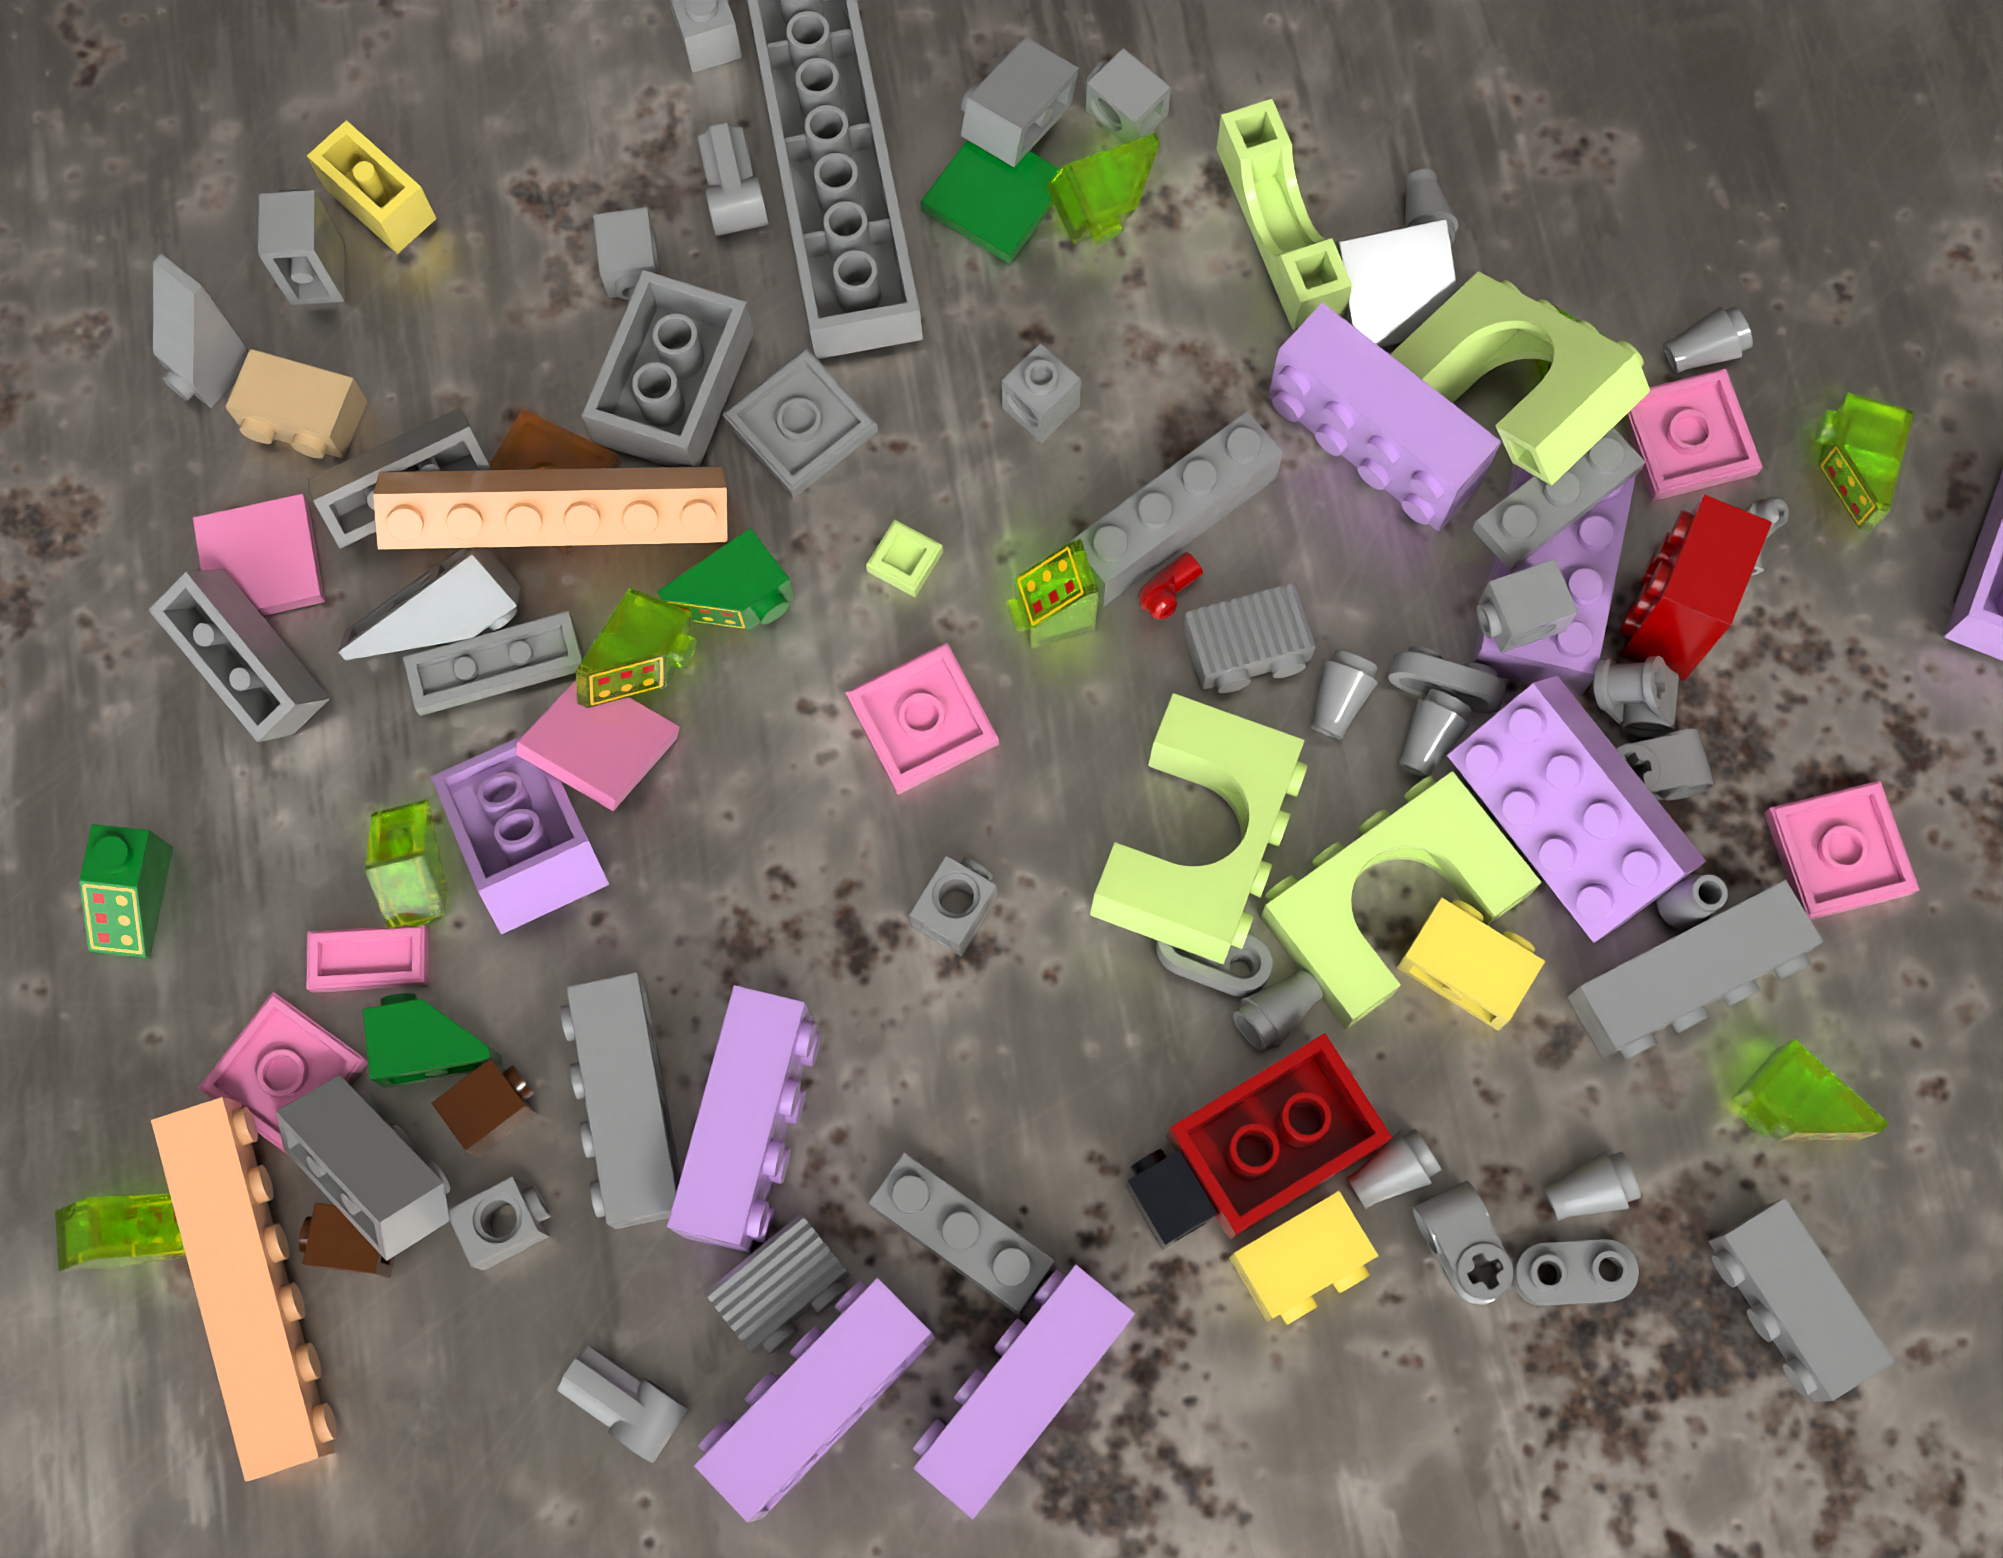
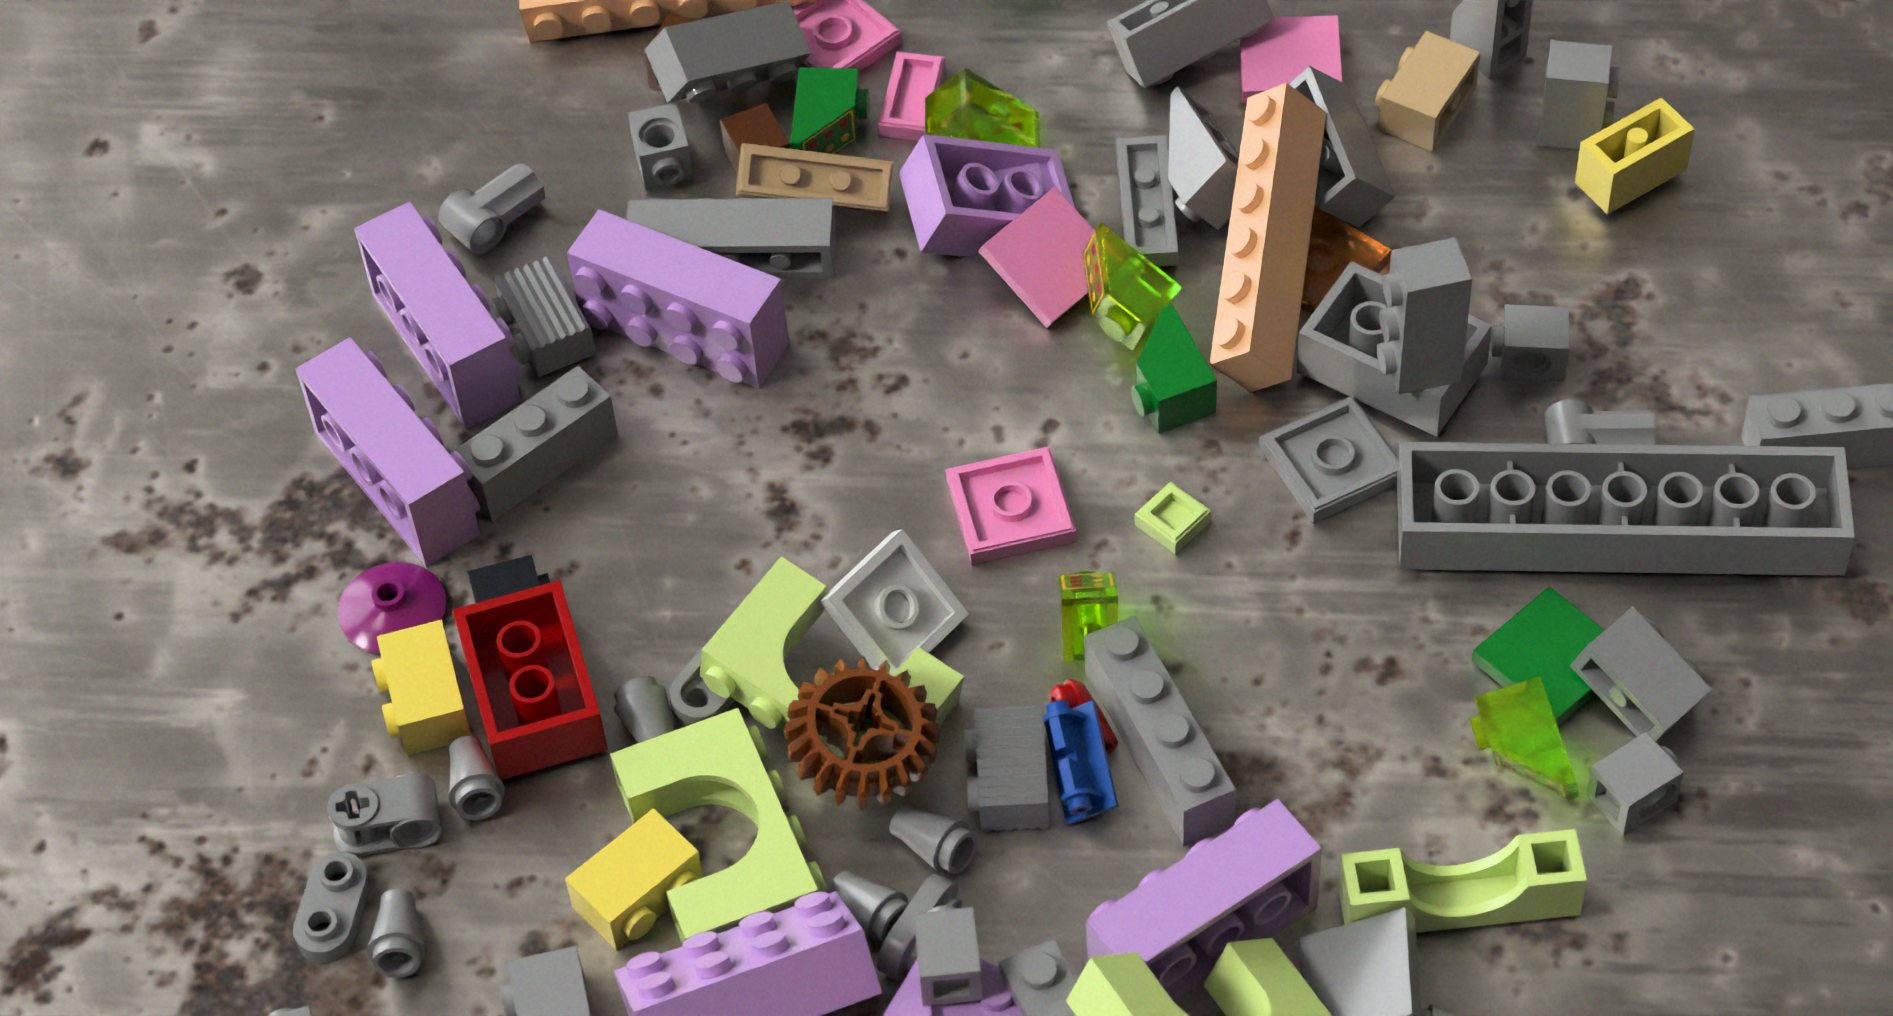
camera: 105 degrees right, 20 degrees down
(530, 1024) = (794, 173): none -> tan tile
(700, 284) = (1425, 316): none -> light grey brick
(948, 928) = (807, 479): light grey brick -> none
(1041, 393) = (1309, 641): light grey brick -> none
(1098, 786) = (893, 603): none -> white plate
(1161, 1344) = (366, 614): none -> magenta dish
(1229, 572) = (1079, 760): none -> blue hinge
(1330, 751) = (824, 714): none -> dark orange gear

